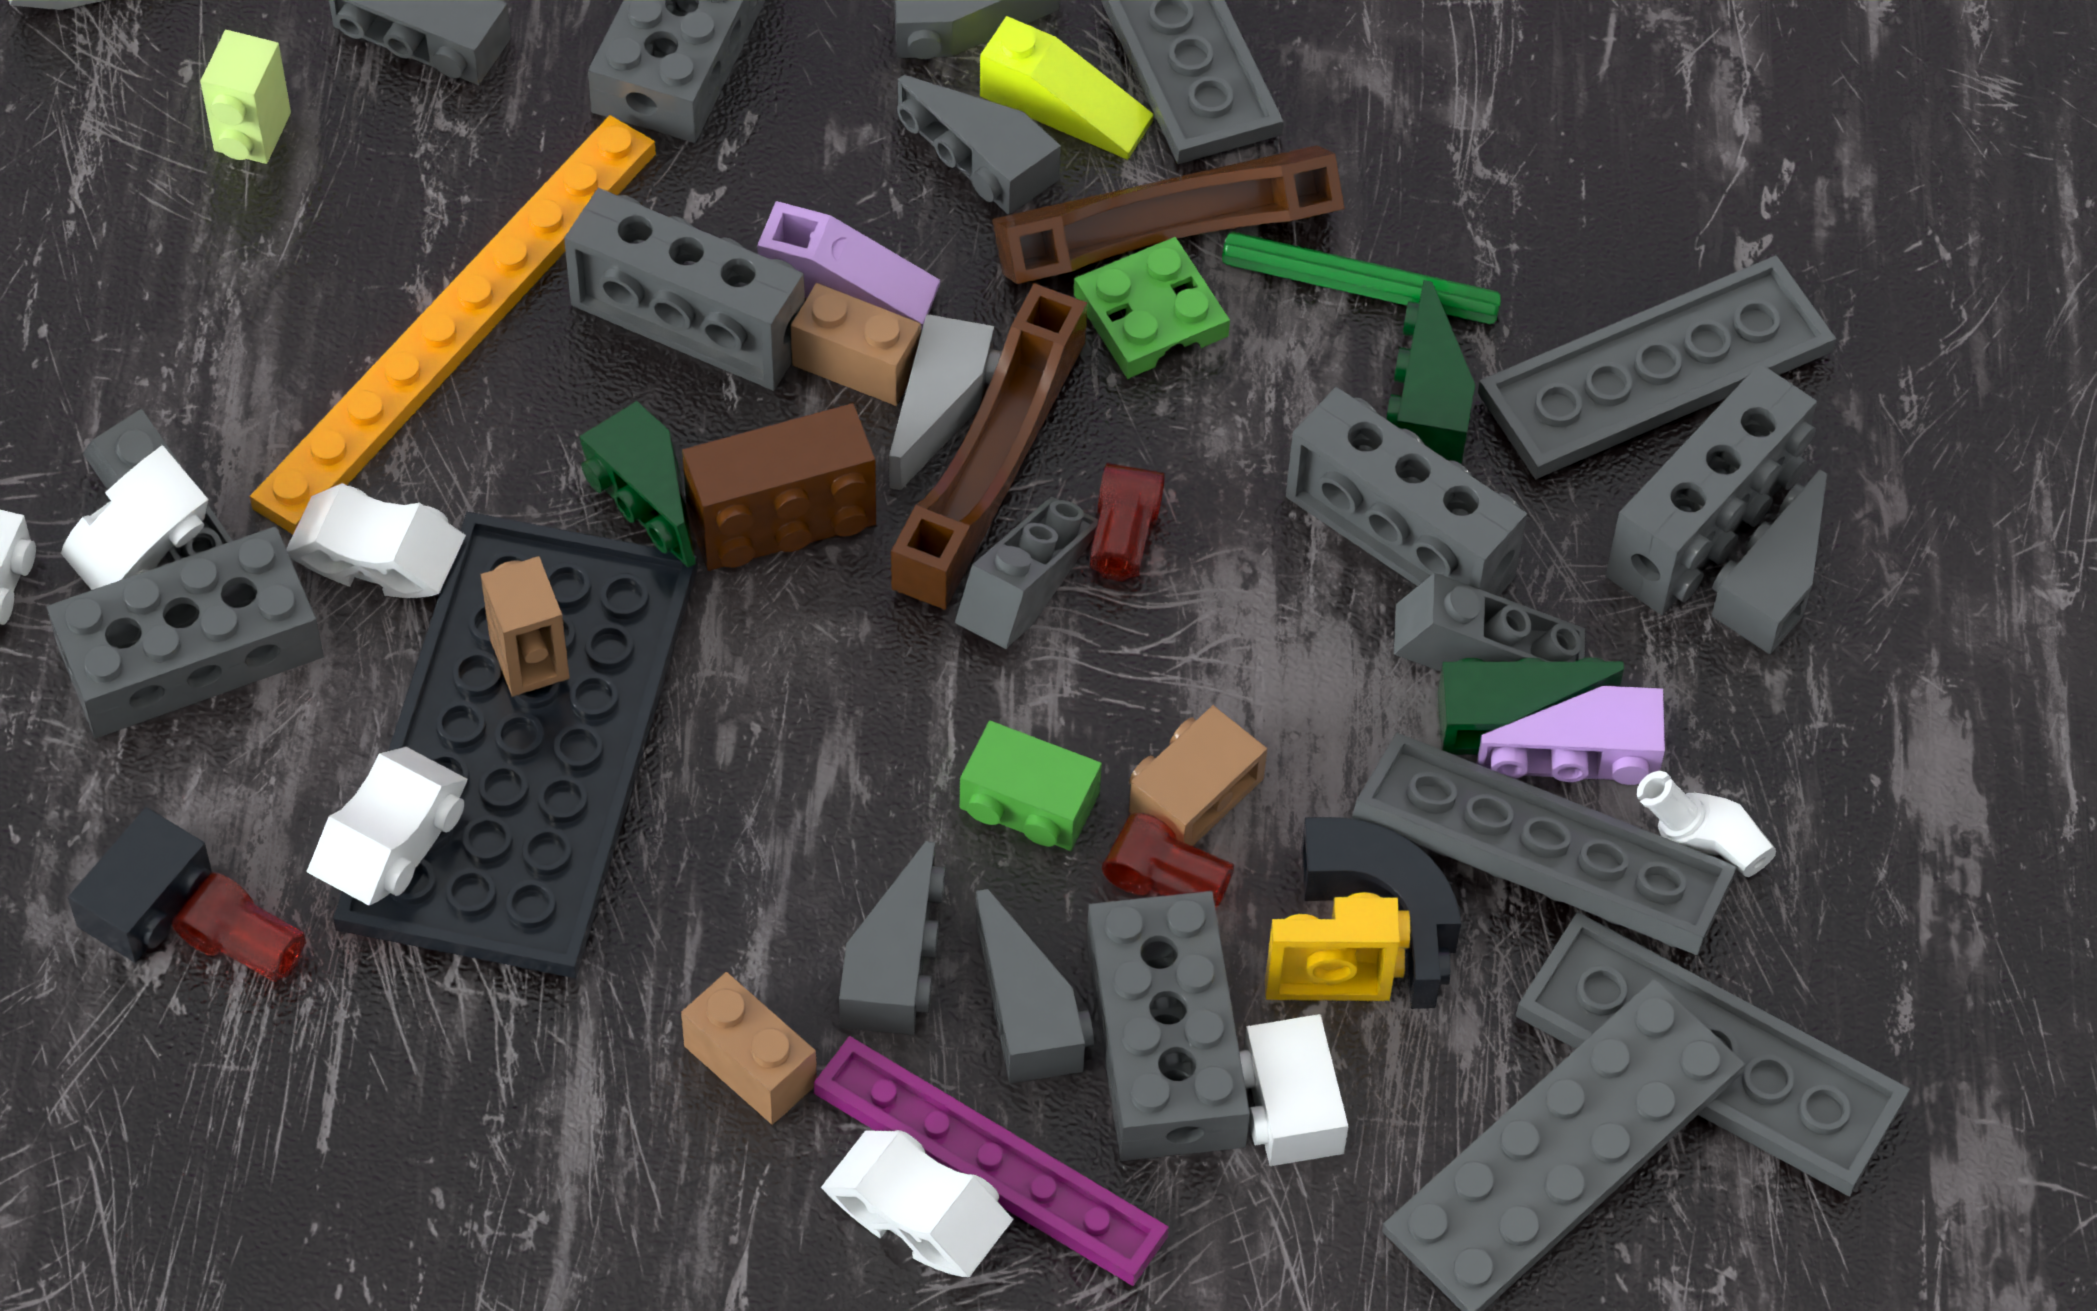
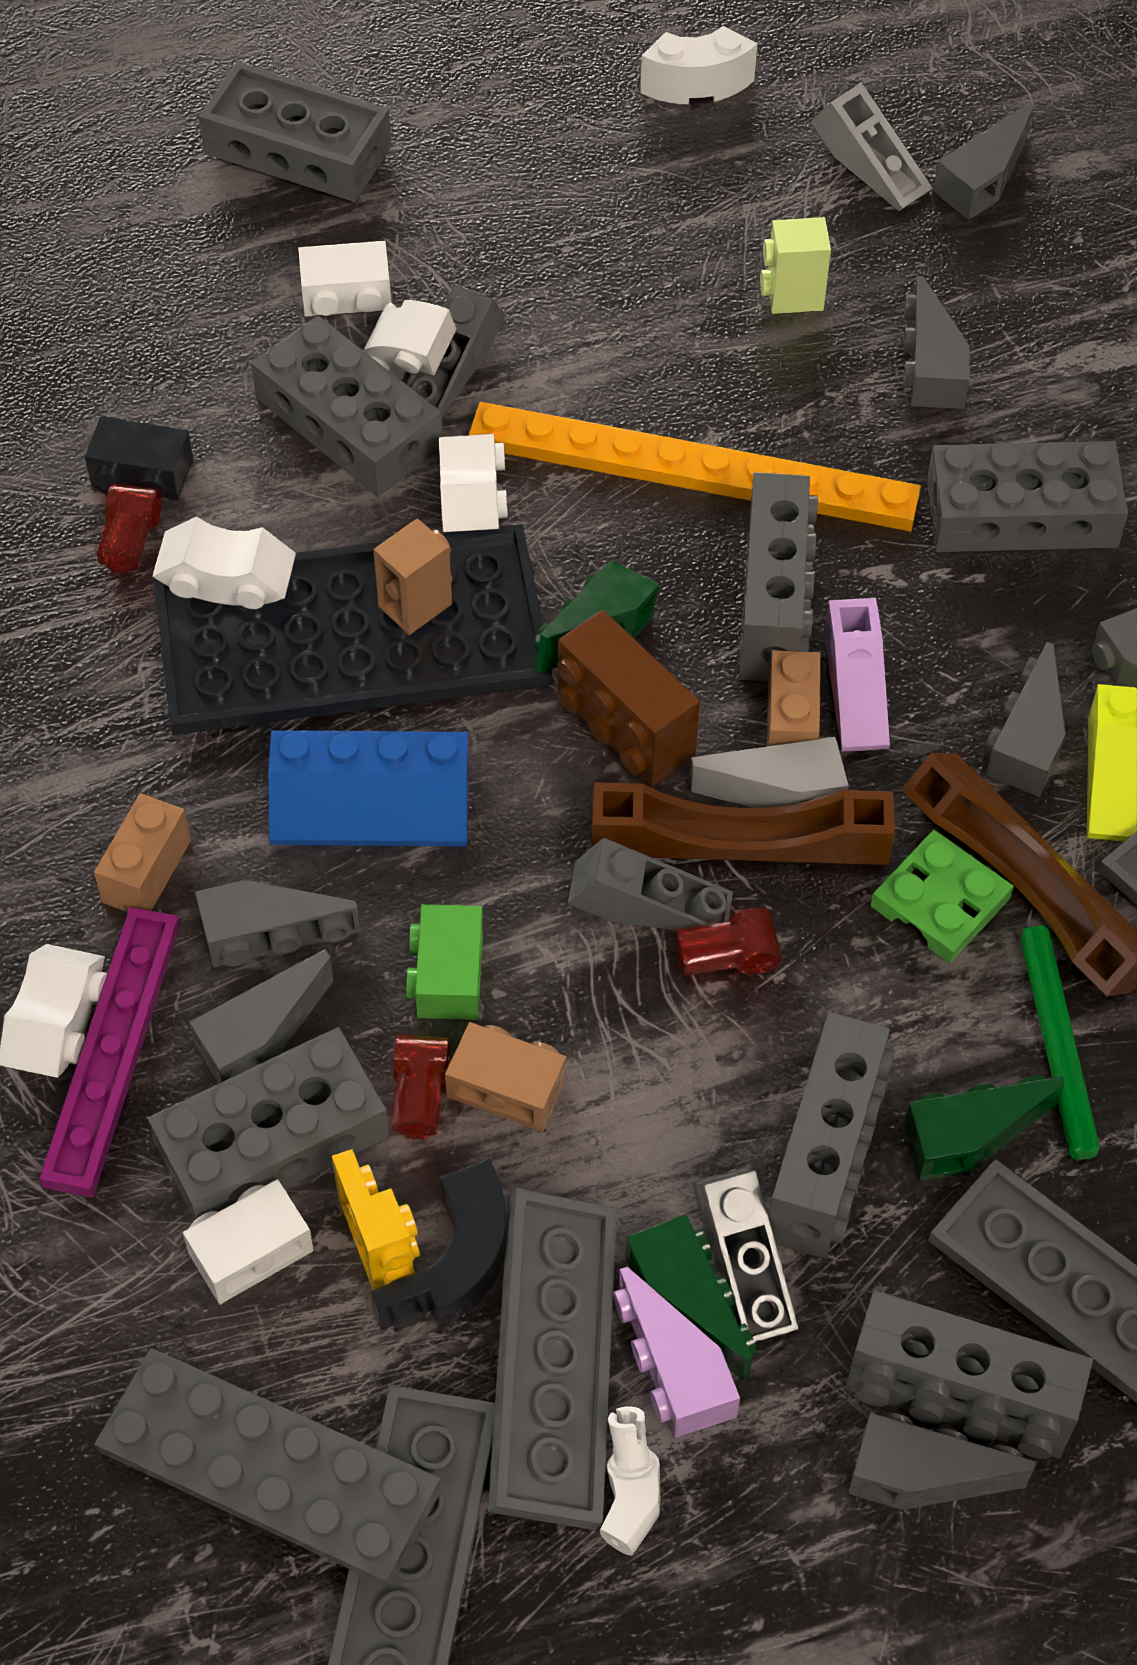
camera: 70 degrees right, 0 degrees up
(762, 792) = (368, 788): none -> blue slope

